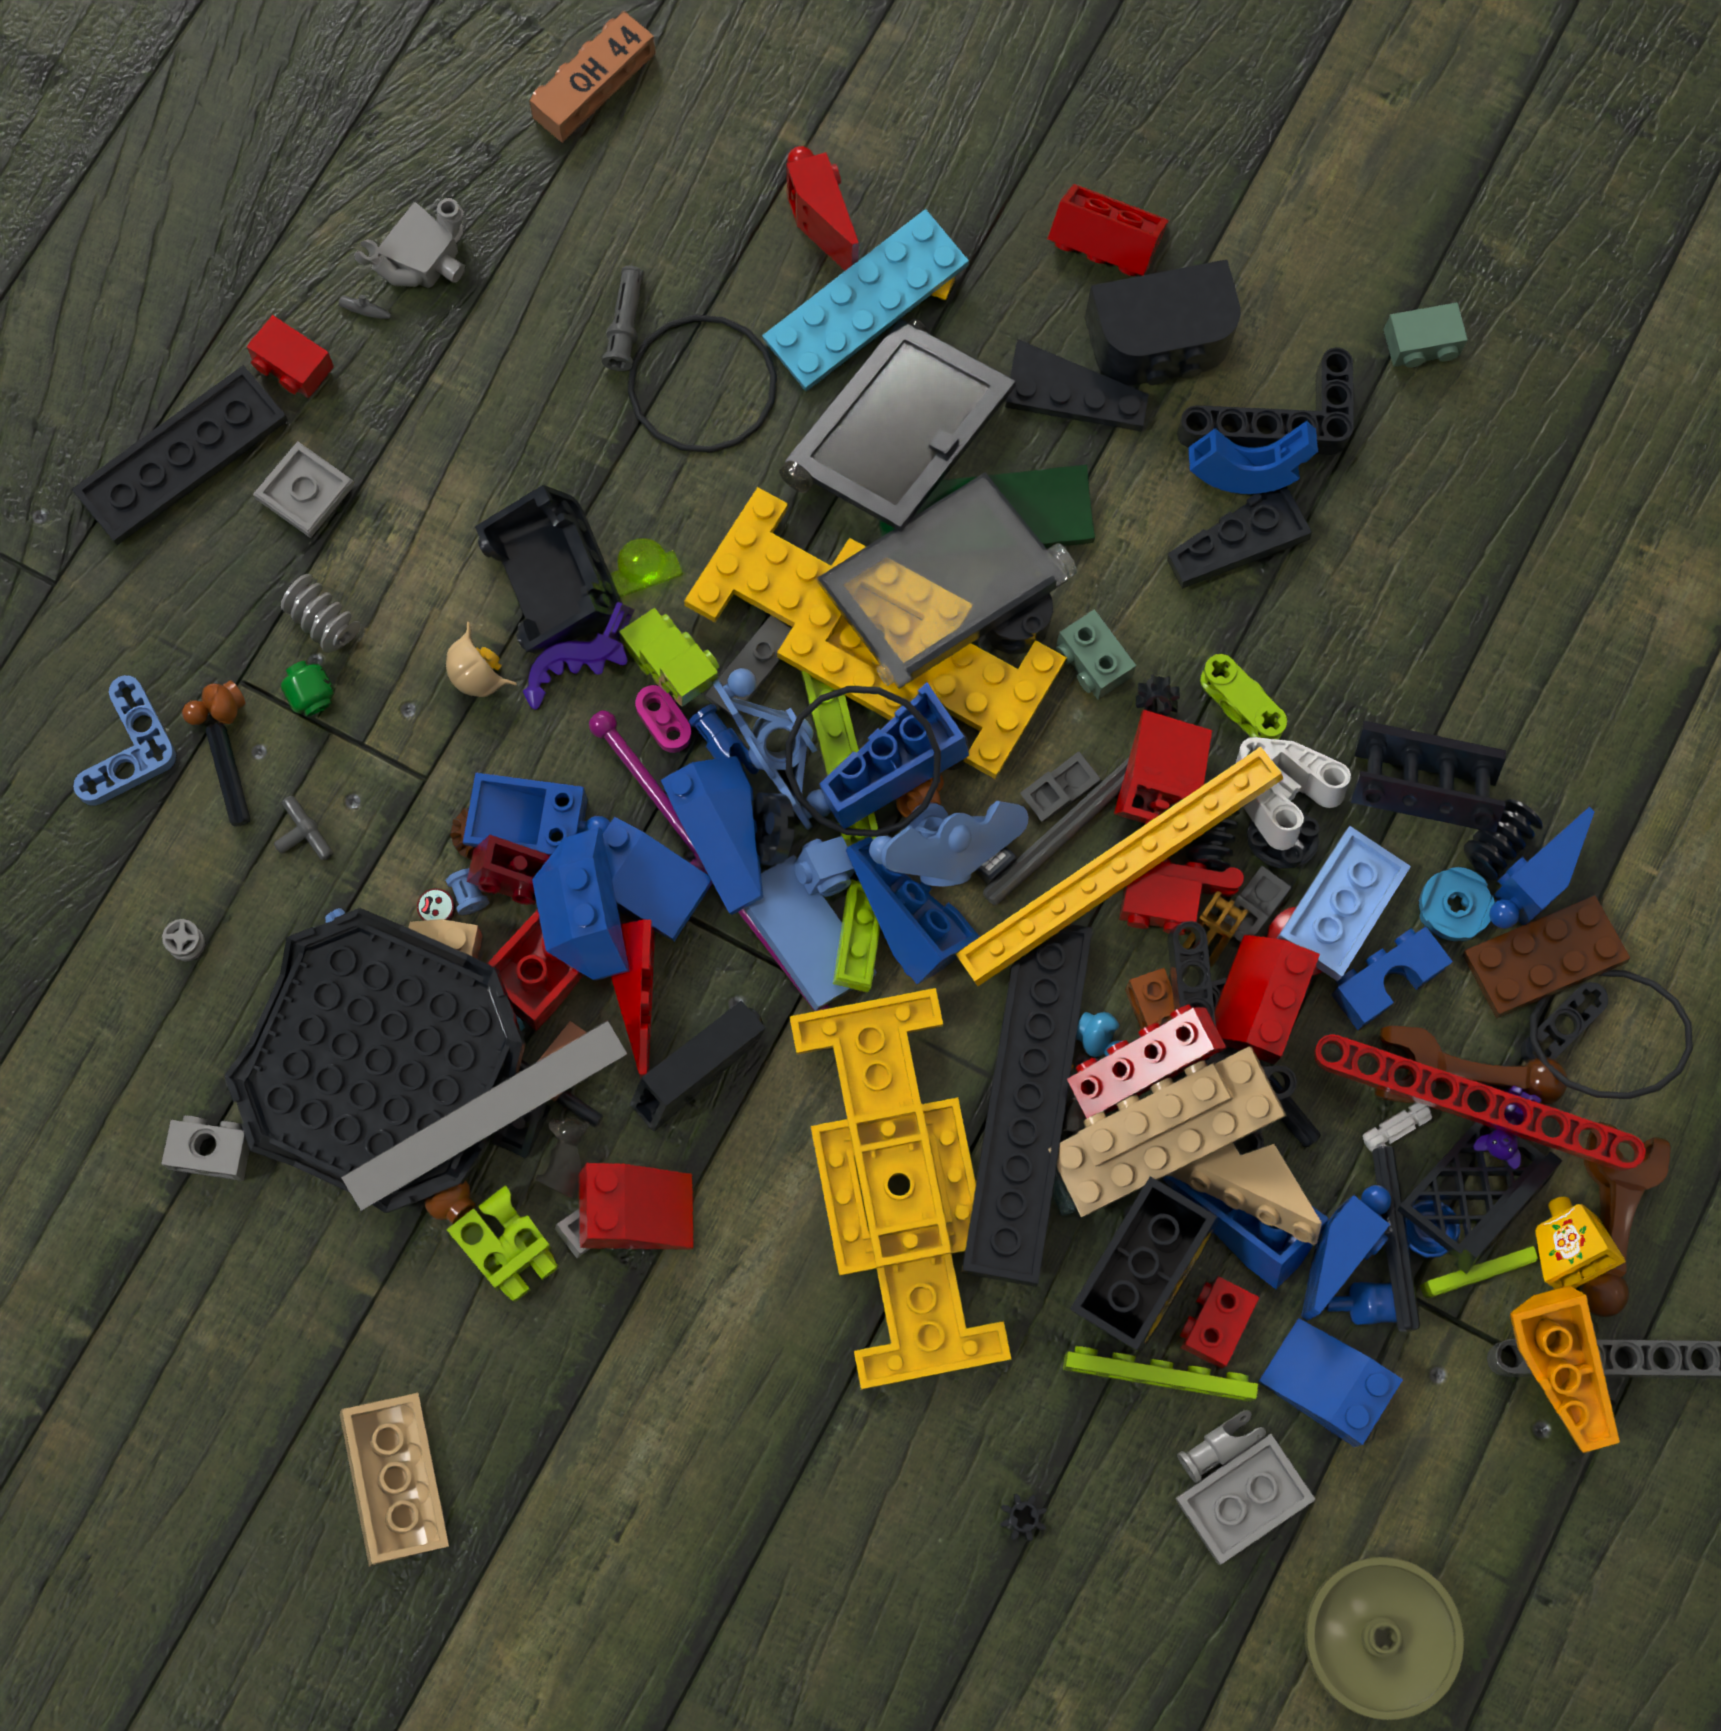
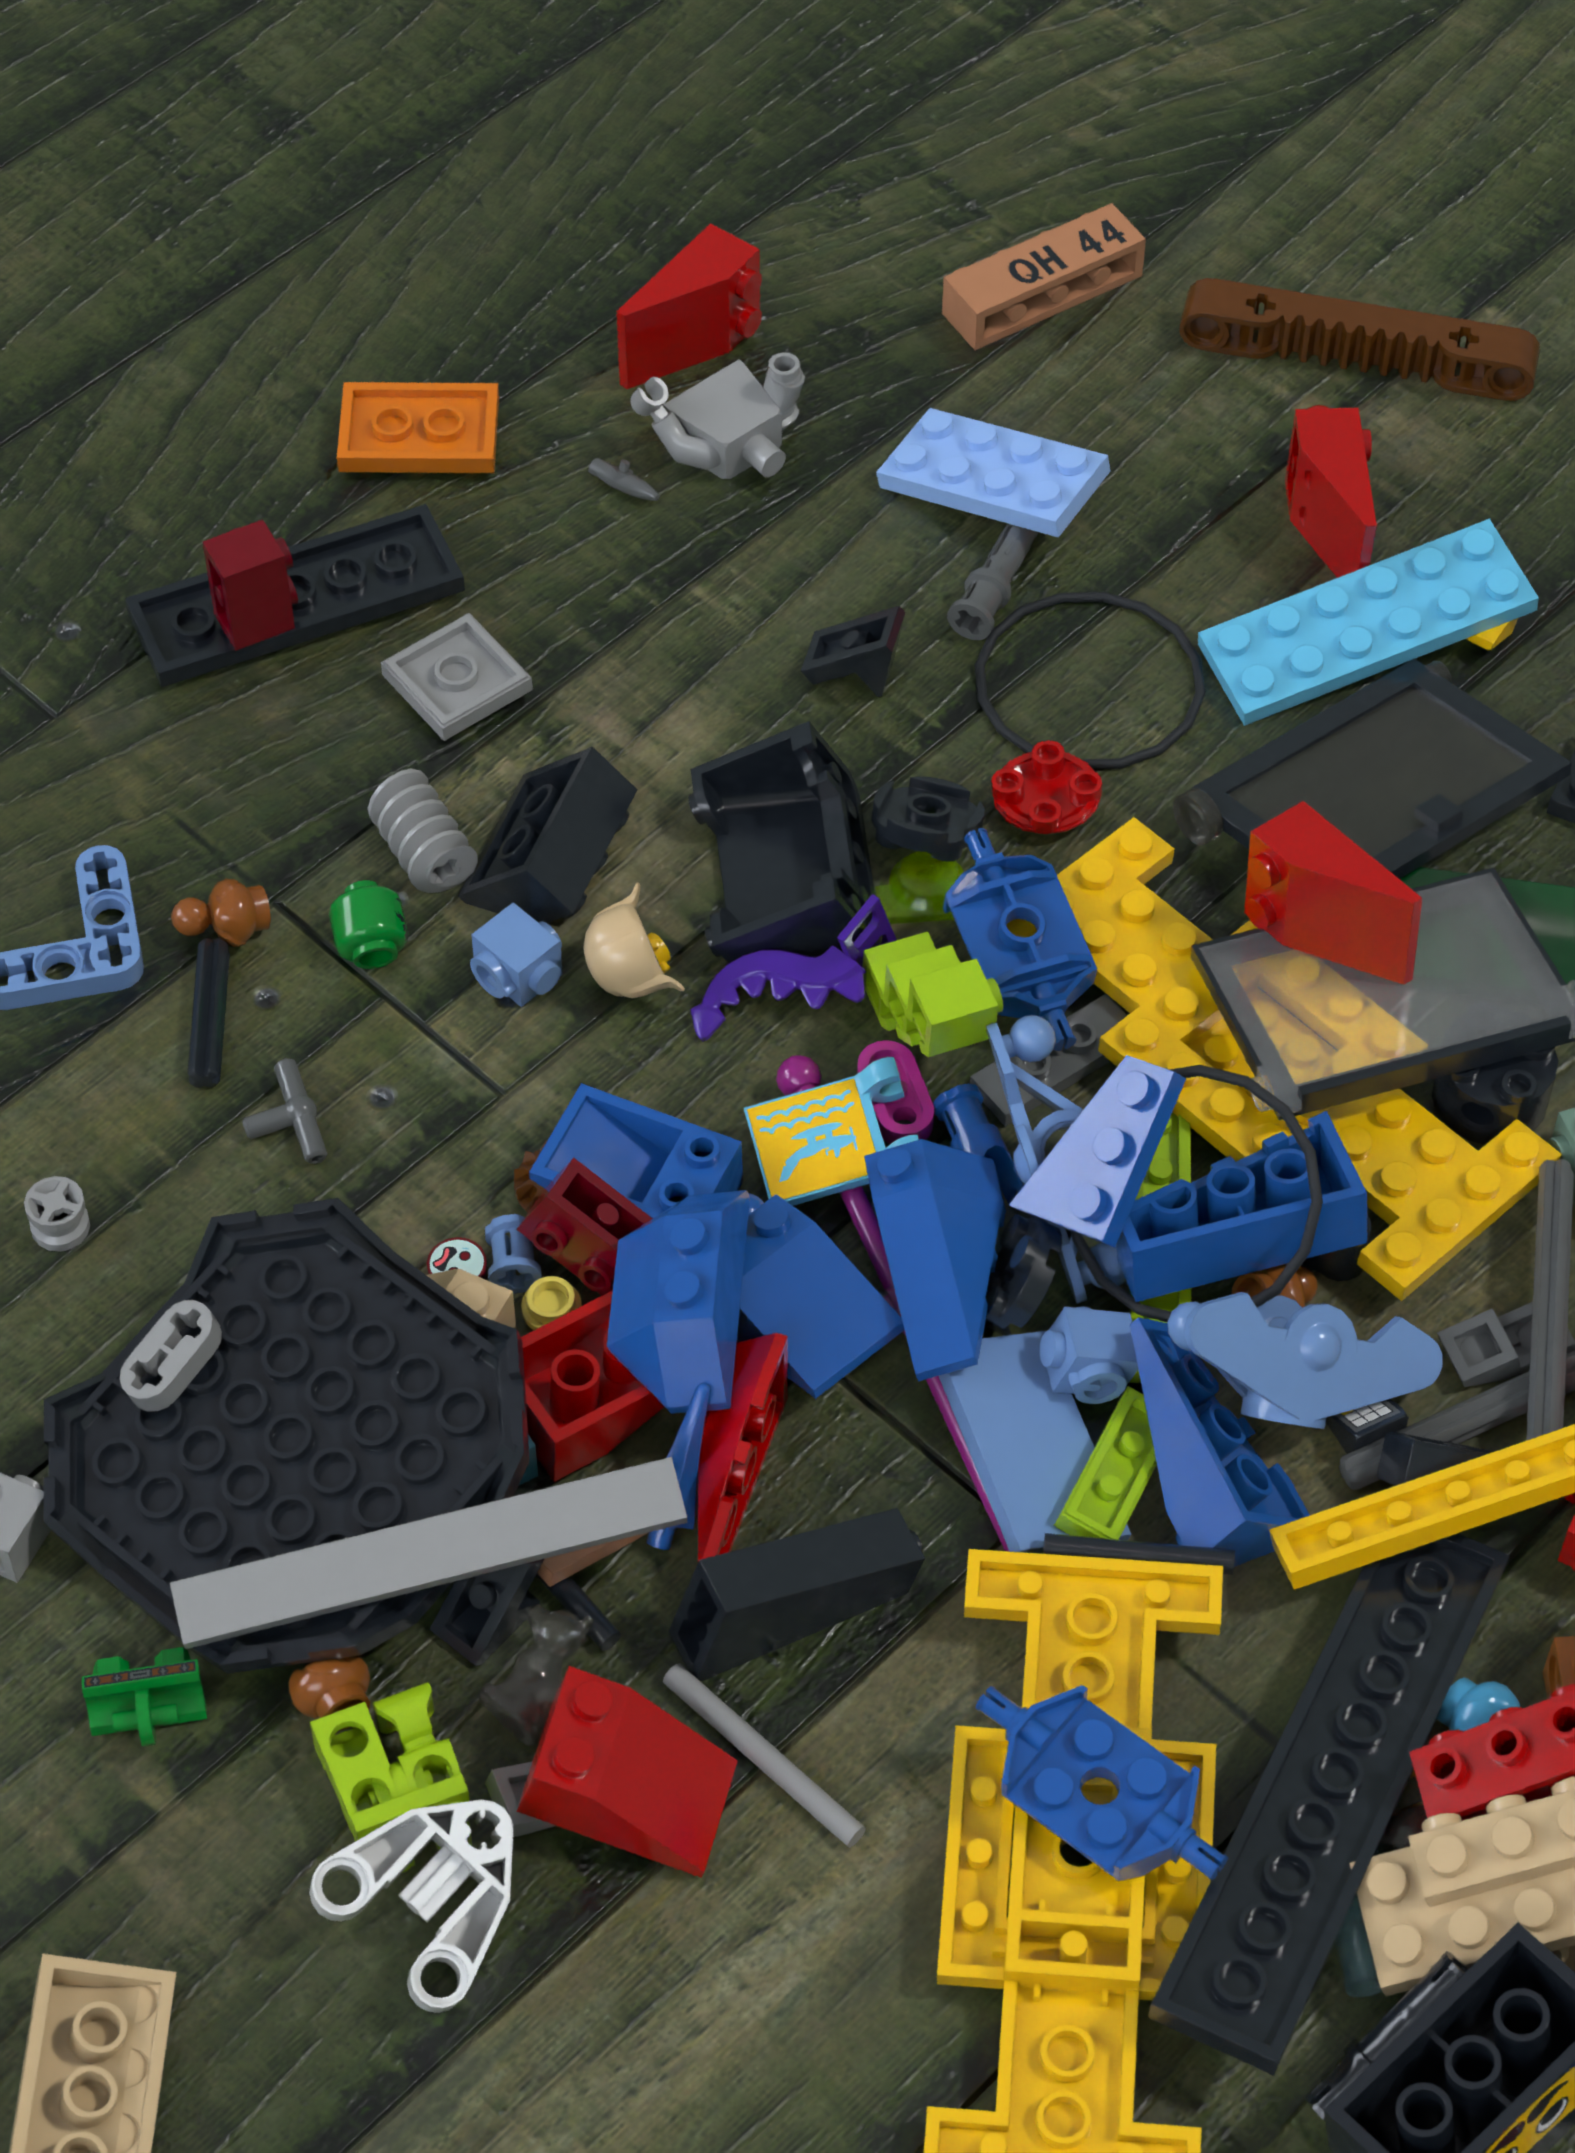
camera: 20 degrees right, 20 degrees down
(154, 469) = (250, 583): none -> dark red brick
(217, 302) = (418, 427): none -> orange plate
(289, 357) = (495, 507): red brick -> none
(298, 1033) = (170, 1355): none -> light grey beam
(344, 1238) = (144, 1696): none -> green hips
(372, 168) = (691, 308): none -> red slope
(401, 596) = (551, 838): none -> black slope
(406, 686) = (516, 956): none -> medium blue brick
(500, 918) = (548, 1300): none -> light yellow plate
(519, 1295) = (388, 1850): none -> white connector
(550, 406) = (858, 646): none -> black slope
(602, 245) = (994, 472): none -> light blue plate
(610, 1004) = (685, 1457): none -> blue piece
(630, 534) = (926, 817): none -> black plate
(630, 765) = (819, 1136): none -> flag
(697, 476) = (1046, 790): none -> red dish
(705, 1166) = (764, 1755): none -> light grey bar
(715, 624) = (1035, 972): none -> blue plate
(806, 753) = (1104, 1154): none -> wing
(880, 1126) = (1072, 1740): none -> blue plate
(885, 990) = (1137, 1550): none -> black bar
(893, 533) = (1330, 896): none -> red slope
(898, 73) = (1494, 364): none -> reddish brown gear
(1031, 882) = (1412, 1456): none -> black slope
(1081, 761) = (1550, 1299): none -> dark grey axle
(1085, 1257) = (1394, 2023): none -> black pin

